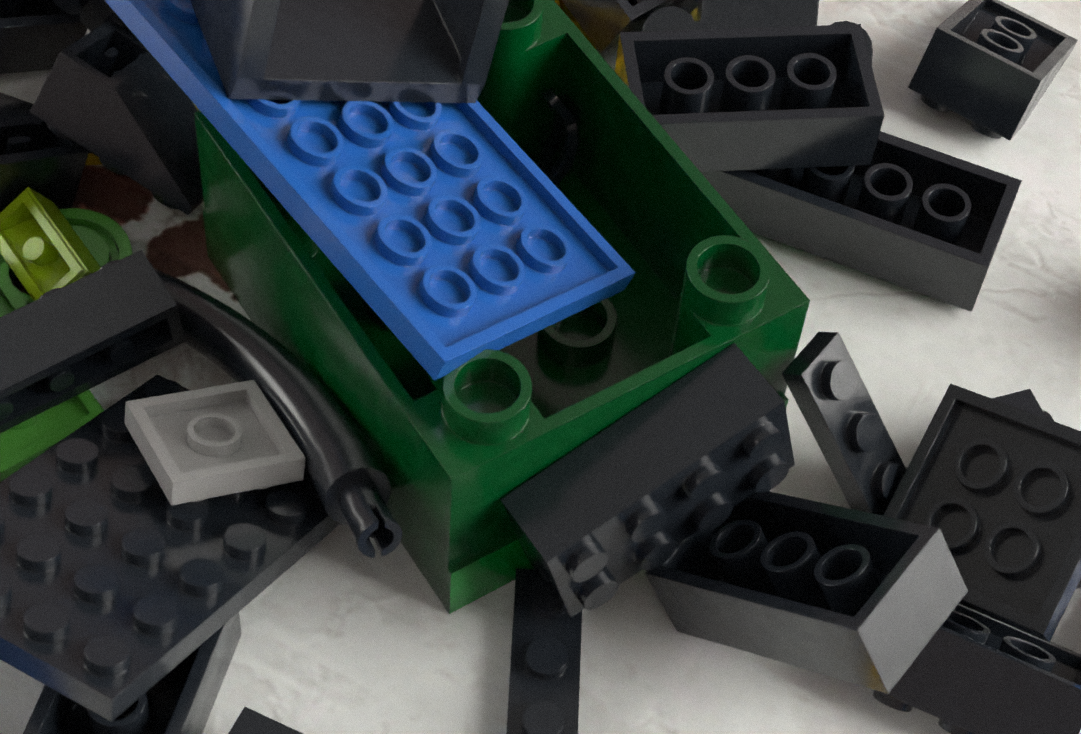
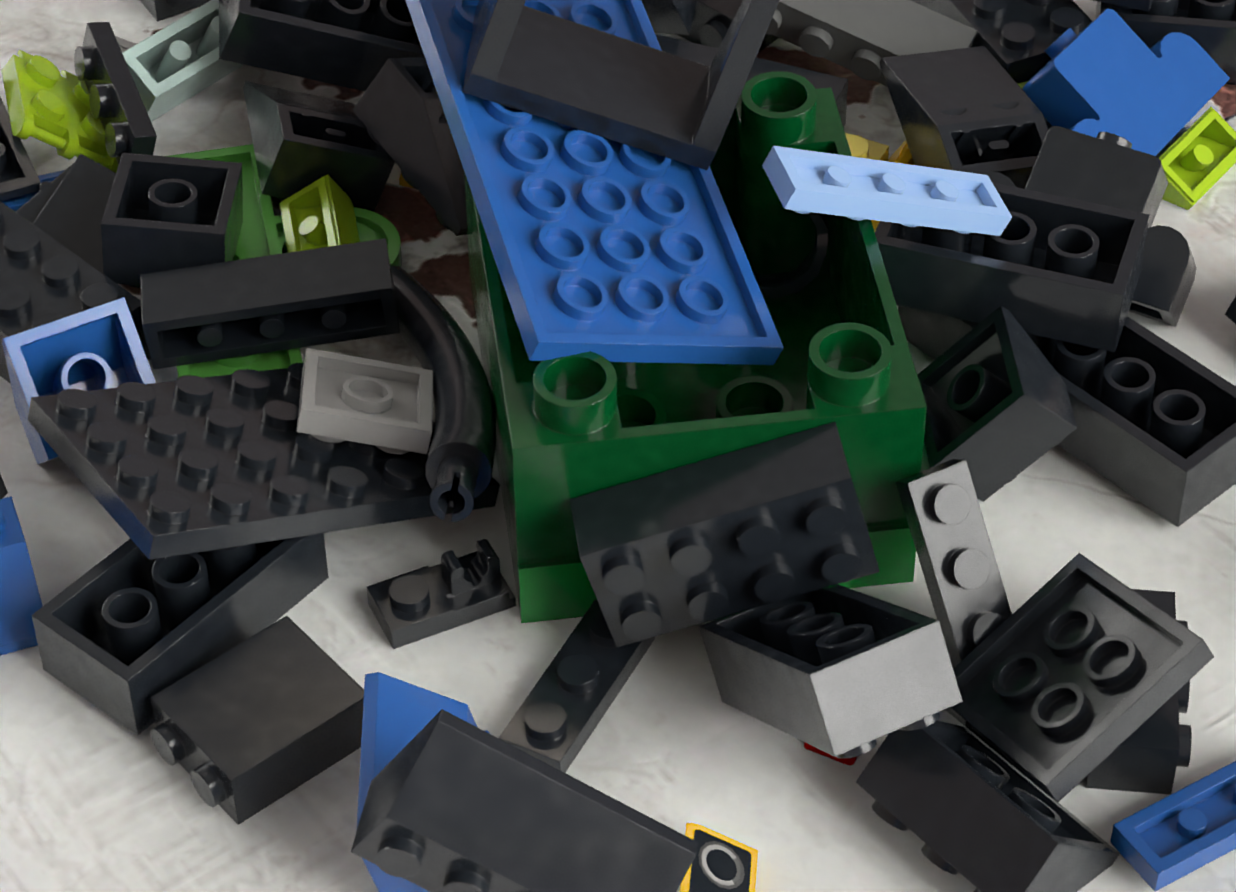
camera: 30 degrees right, 10 degrees down
(361, 616) = (440, 596): none -> black plate
(651, 79) = (885, 191): none -> light blue plate
(801, 230) = (994, 403): none -> black slope

